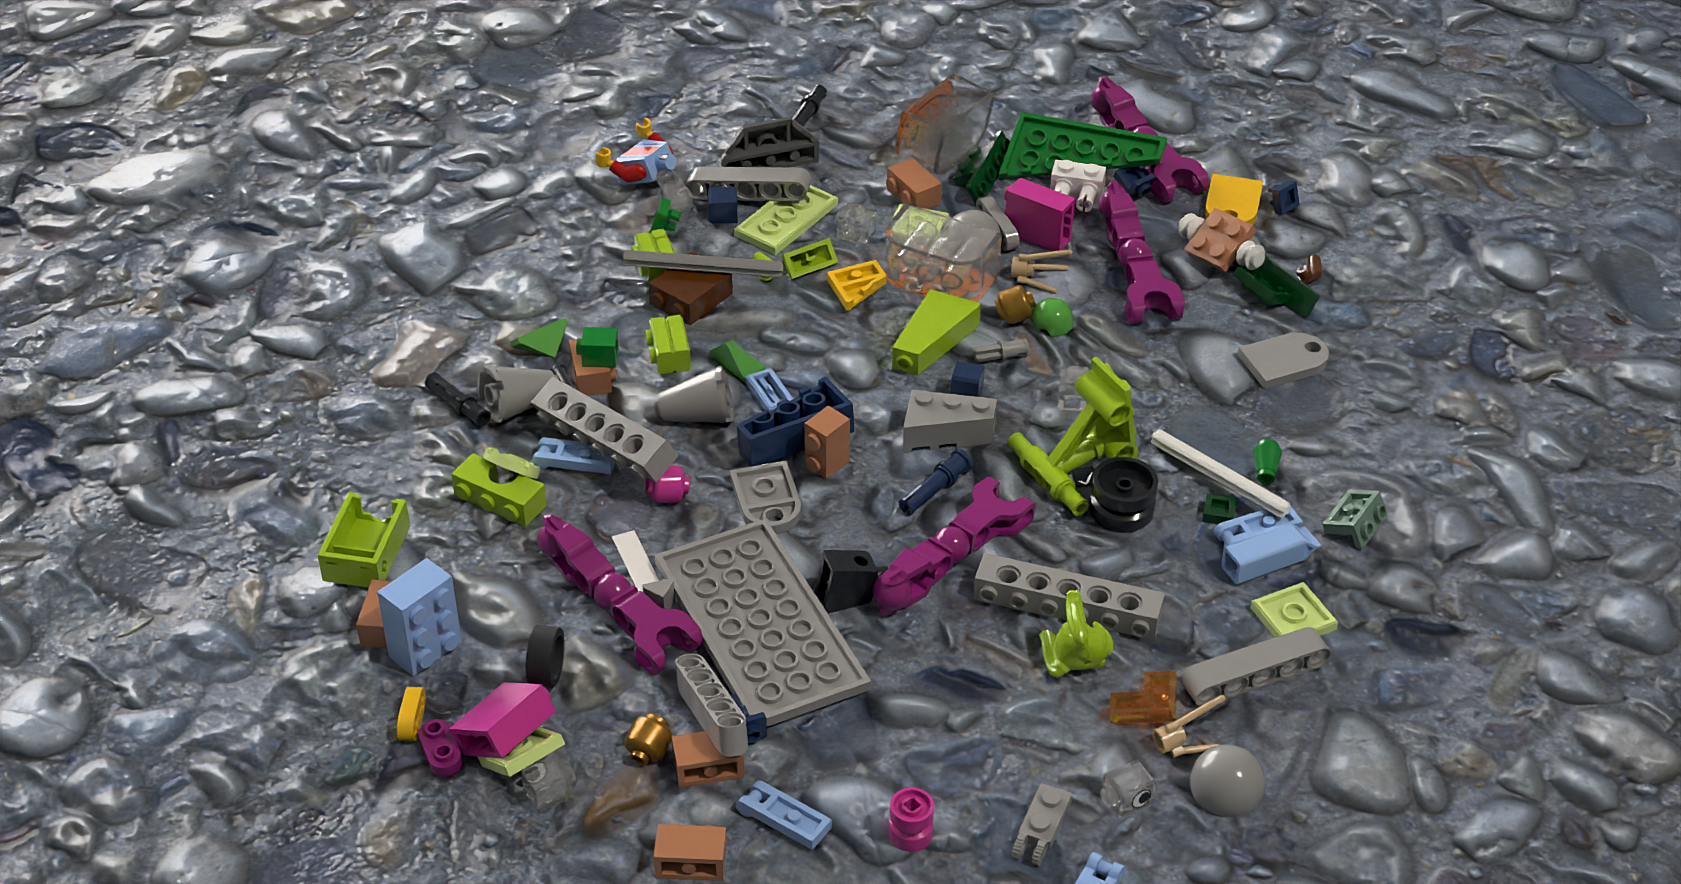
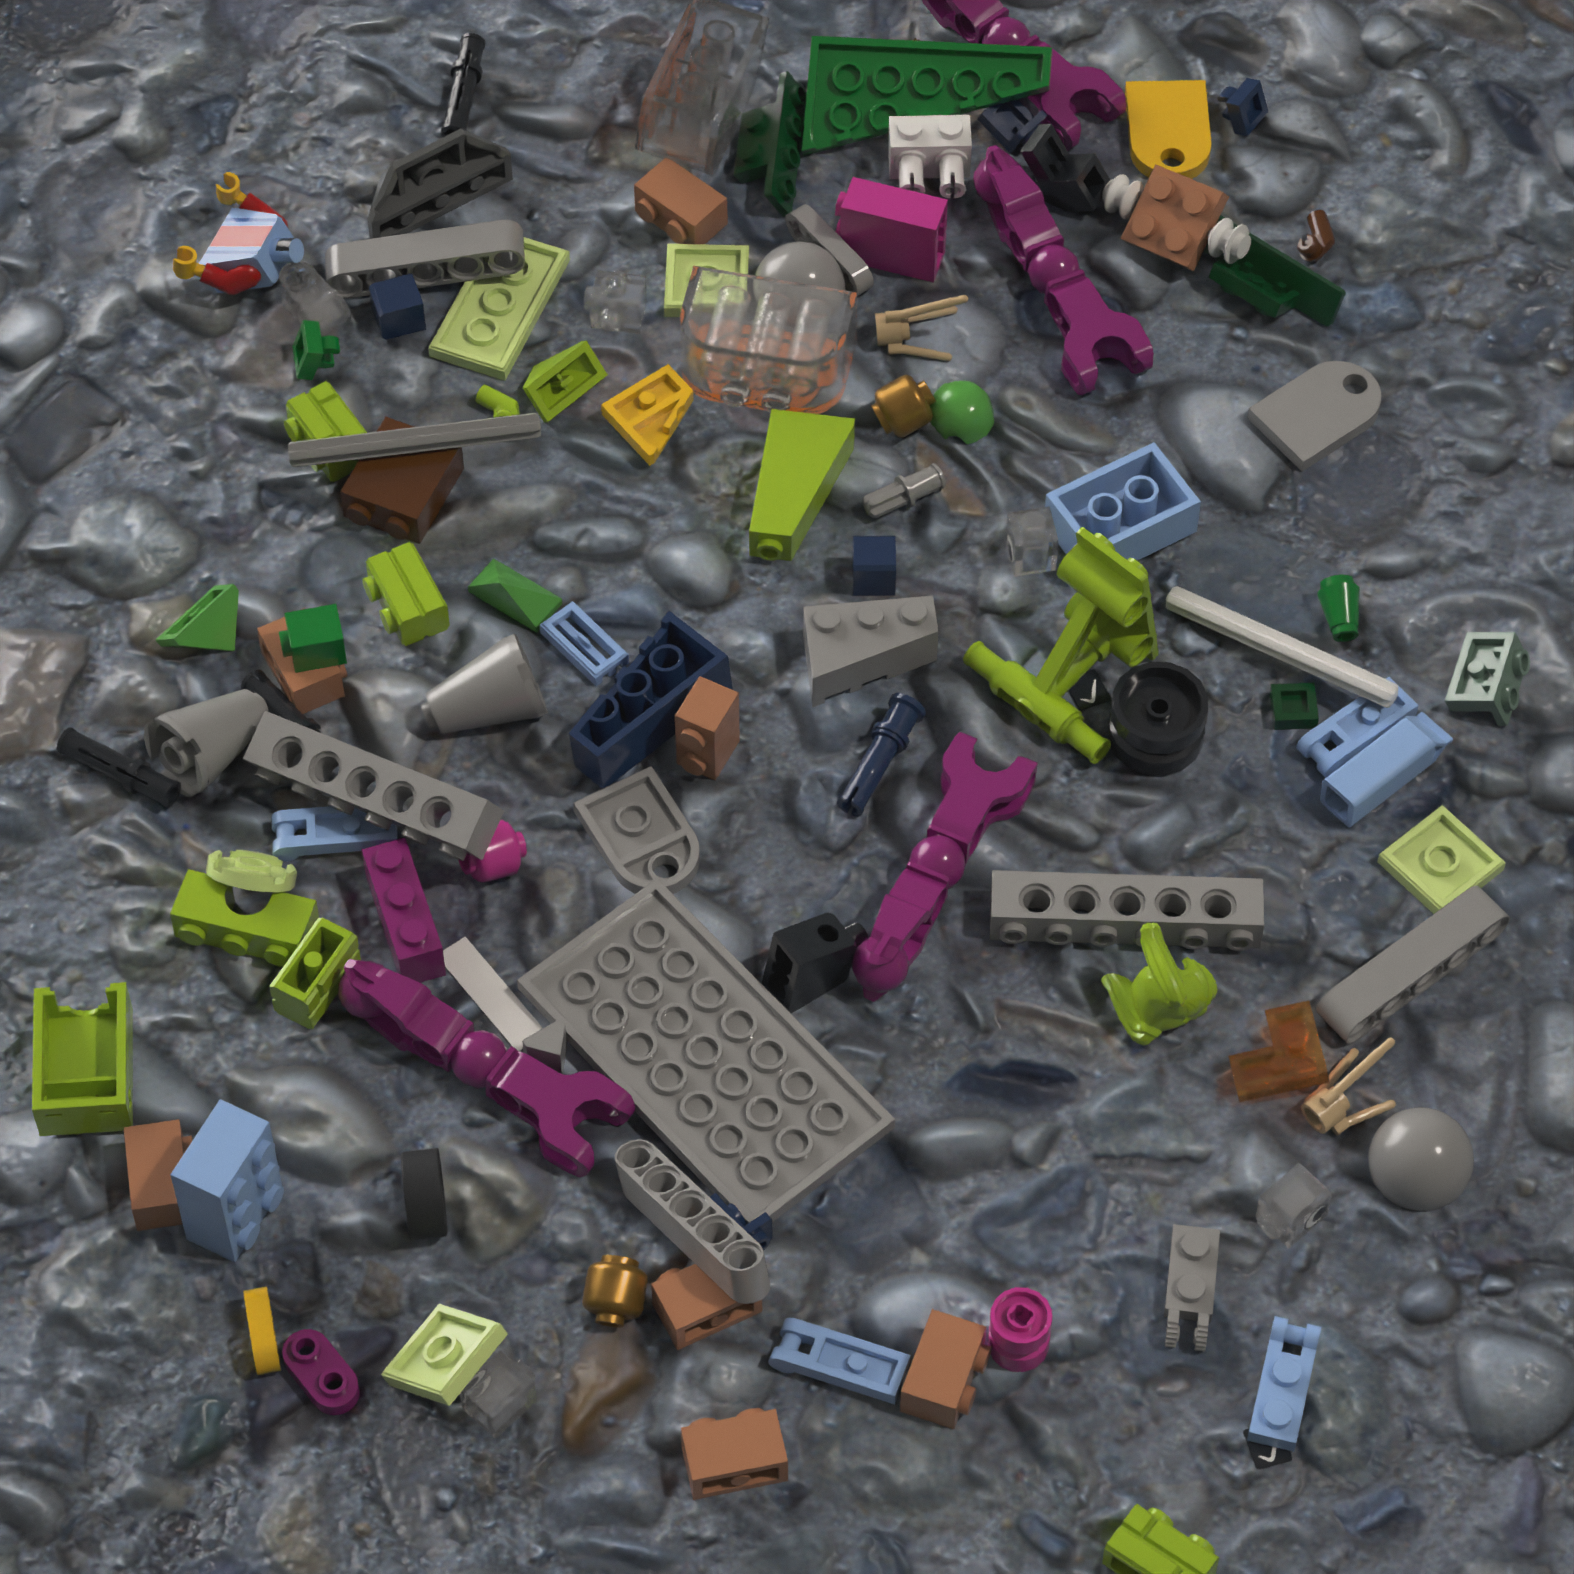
camera: 15 degrees left, 15 degrees up
(503, 720) = (404, 1314): dark pink brick -> none
(520, 526) = (313, 973): none -> lime brick
(598, 503) = (404, 911): none -> magenta brick
(852, 833) = (944, 1368): none -> nougat brick
(1153, 377) = (1132, 502): none -> light blue brick
(1154, 211) = (1065, 179): none -> black brick

